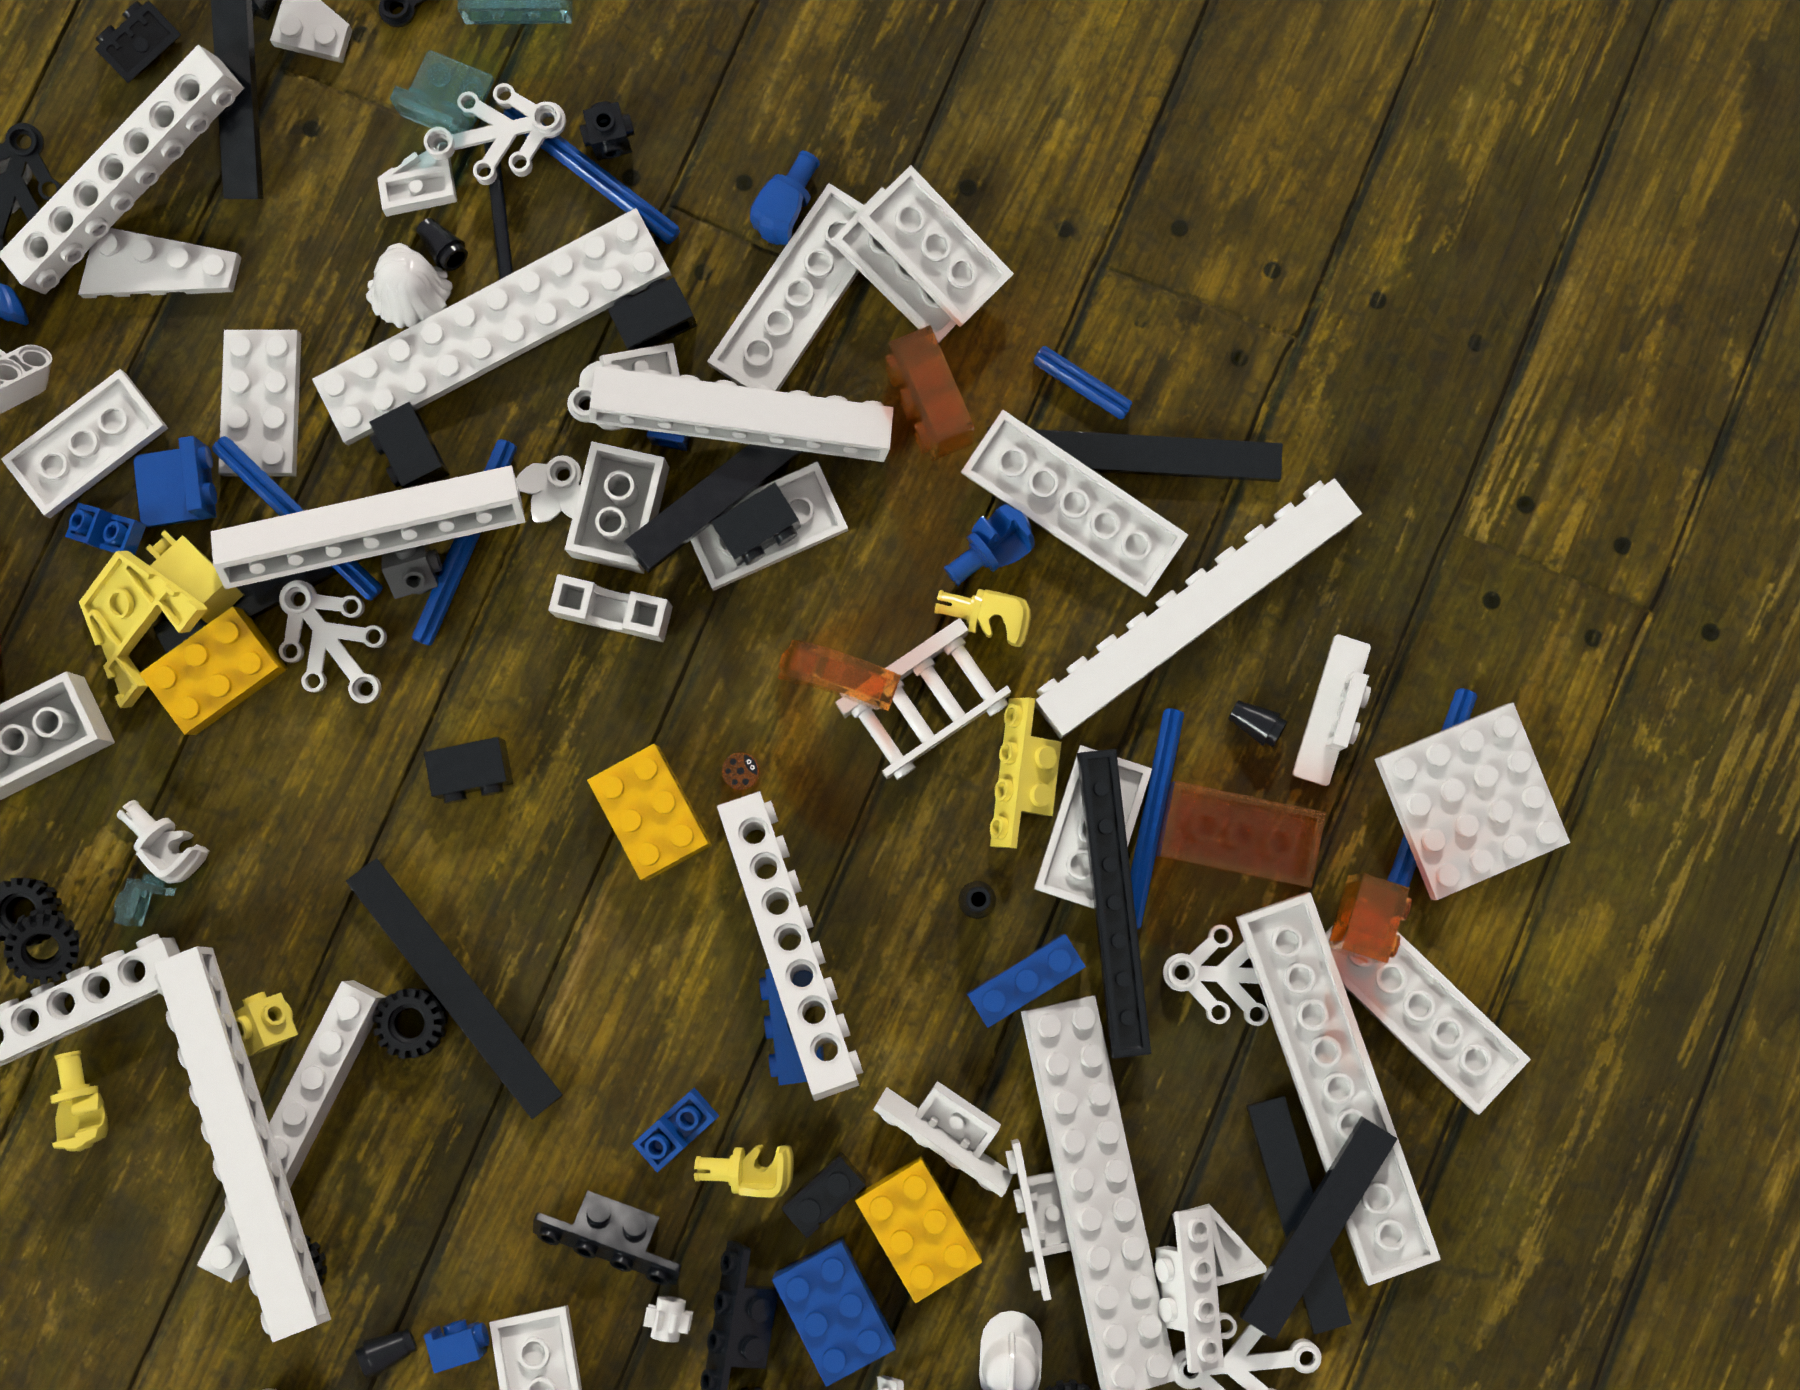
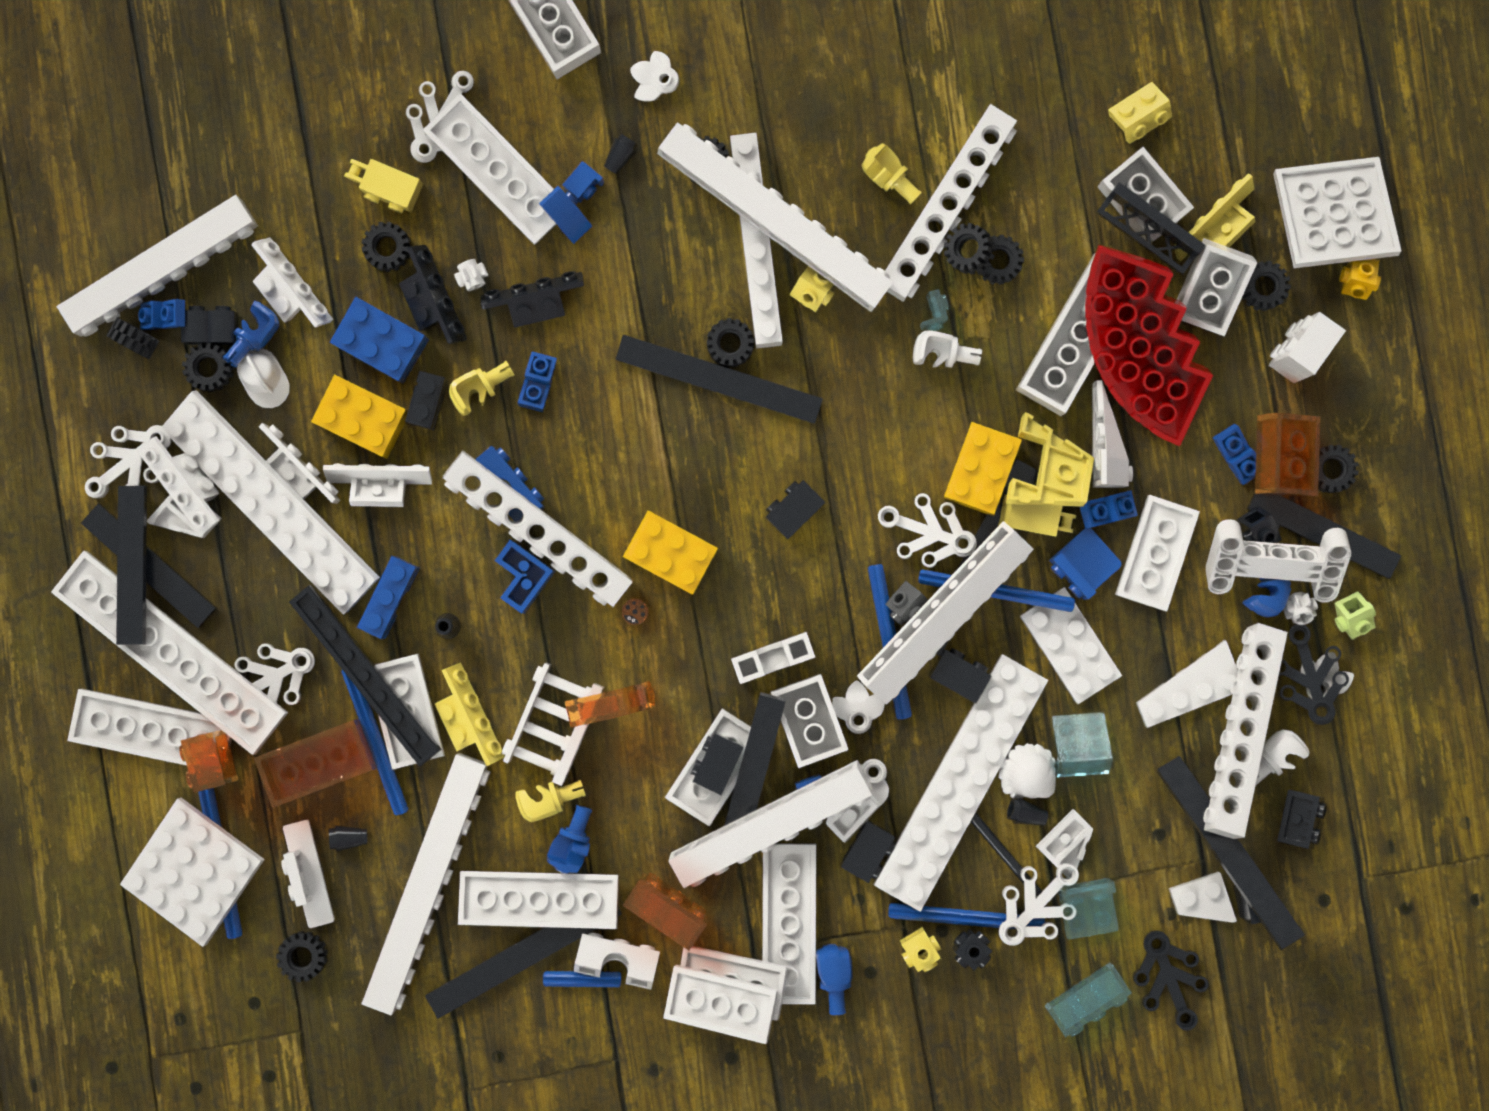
camera: 145 degrees right, 5 degrees up
(48, 611) = (1110, 458): none -> white wedge
(92, 131) = (1275, 751): none -> white piece
(323, 280) = (1082, 744): none -> clear light blue bracket
(500, 1318) = (565, 214): none -> blue slope
(666, 166) = (914, 943): none -> light yellow brick
(833, 899) = (530, 576): none -> blue brick
(1002, 355) = (596, 952): none -> white arch
(1406, 595) = (290, 967): none -> black tyre

